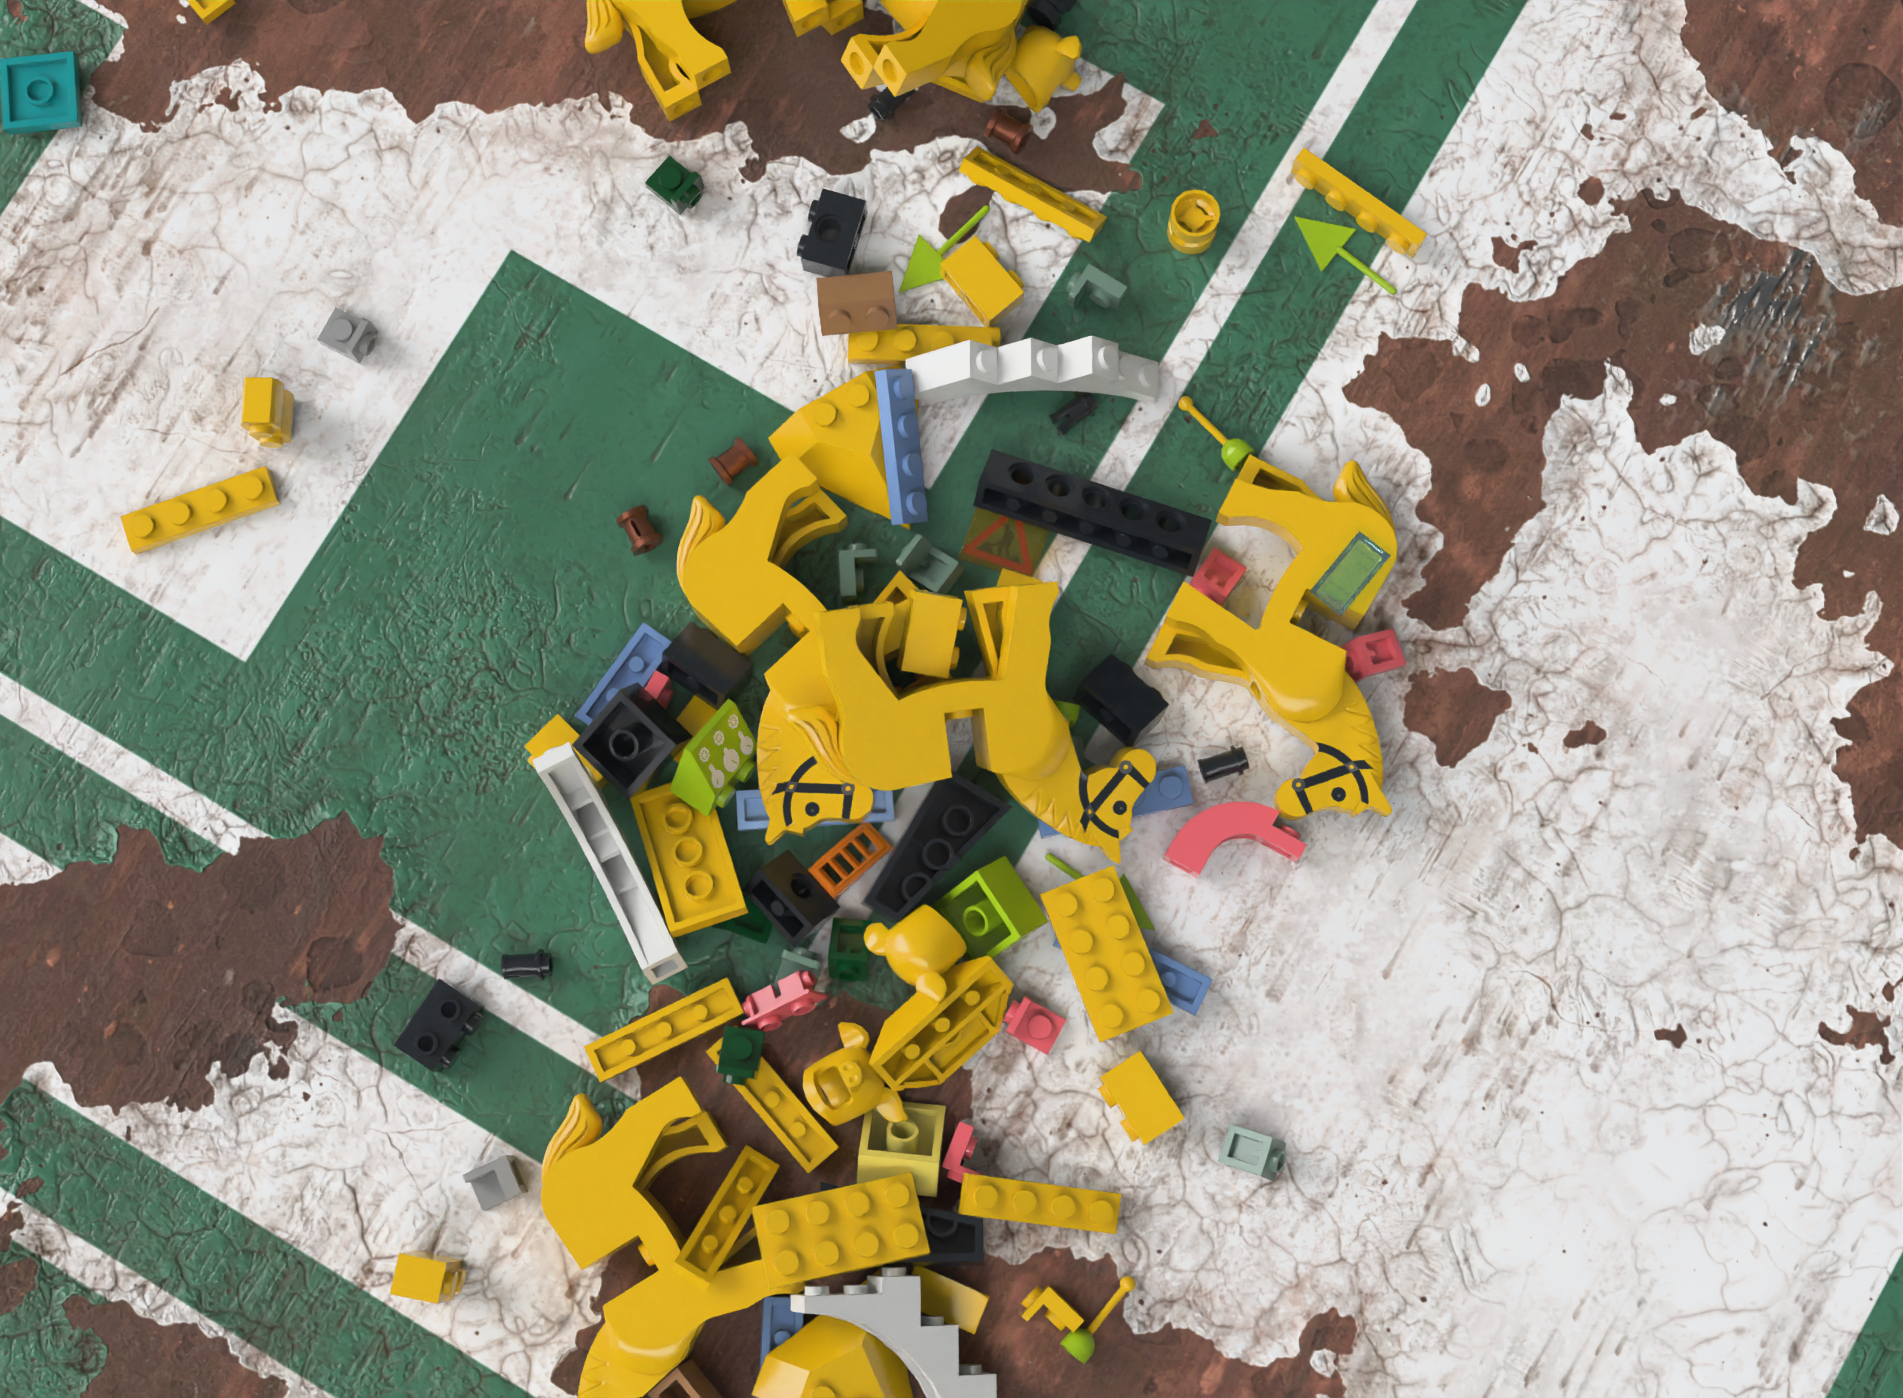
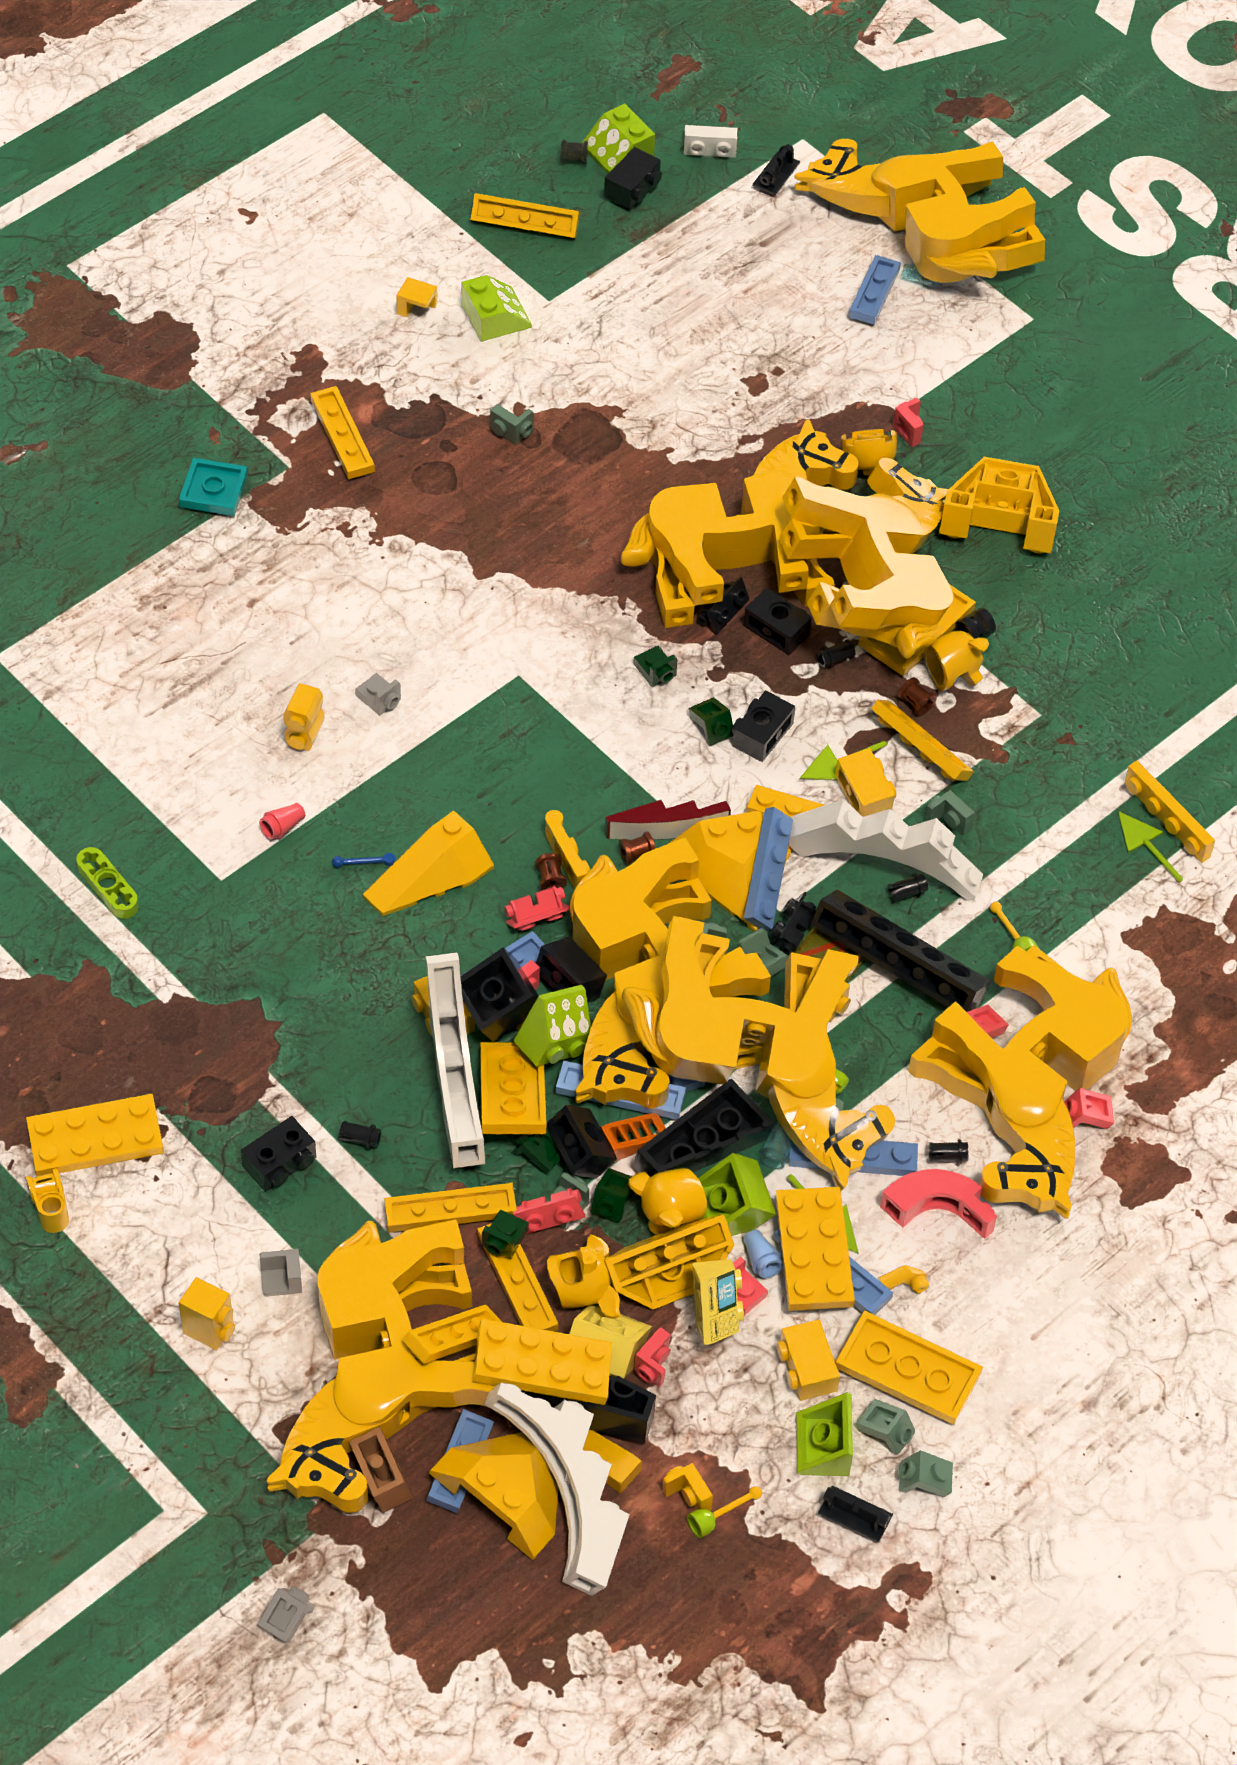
camera: 10 degrees right, 25 degrees down
(92, 716) = (107, 870): none -> lime beam
(184, 1167) = (48, 1196): none -> yellow piece
(200, 510) = (226, 773): yellow plate -> none
(213, 1066) = (95, 1135): none -> yellow plate
(290, 559) = (279, 821): none -> coral cone
(436, 568) = (388, 859): none -> blue hinge
(497, 562) = (438, 861): none -> yellow wedge
(627, 601) = (547, 907): none -> coral hinge
(648, 492) = (565, 847): none -> yellow plate
(742, 56) = (720, 613): none -> black hinge
(746, 417) = (659, 820): none -> slope
(768, 244) = (714, 719): none -> dark green bracket
(818, 90) = (777, 621): none -> black brick
(856, 303) = (766, 770): medium nougat brick -> none
(931, 633) = (752, 971): yellow brick -> none
(951, 492) = (796, 914): none -> black hinge
(1015, 1068) = (716, 1299): none -> light yellow slope
(1021, 828) = (776, 1149): none -> clear light blue cone
(1039, 1203) = (705, 1407): yellow plate -> none
(1046, 974) = (763, 1256): none -> light blue cone
(1121, 701) = (881, 1080): black brick -> none
(1187, 1194) = (825, 1438): none -> lime slope
(1193, 221) = (1038, 788): yellow wheel -> none
(1218, 948) = (906, 1275): none -> yellow arm
(1249, 1274) = (855, 1513): none -> black hinge
(1257, 1068) = (909, 1367): none -> yellow plate
(1314, 1201) = (926, 1473): none -> sand green bracket
(1350, 573) = (1085, 1027): clear light blue tile -> none

